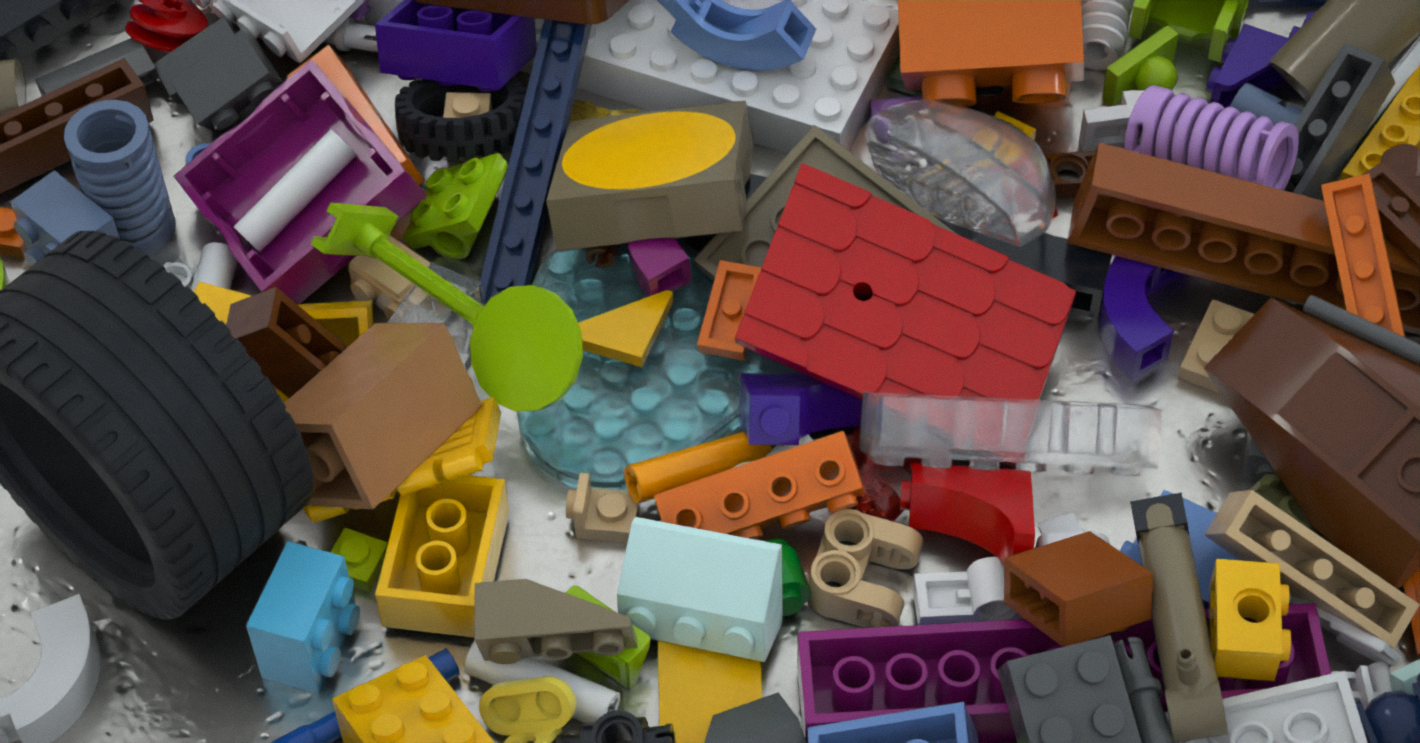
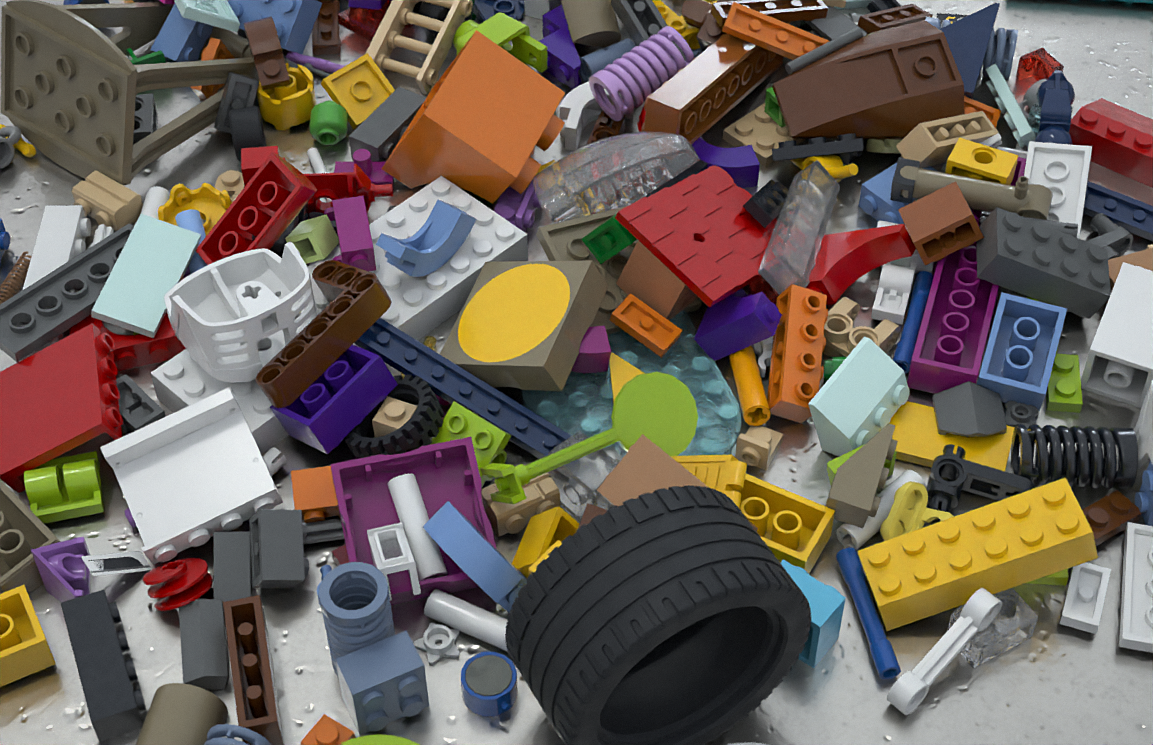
camera: 70 degrees left, 5 degrees down
(221, 179) = (392, 553): none -> white window
(260, 237) = (475, 555): none -> medium blue arch
(1040, 376) = (767, 202): none -> black plate
(1186, 436) = (831, 163): none -> yellow piece
(1208, 413) = (816, 147): none -> black plate

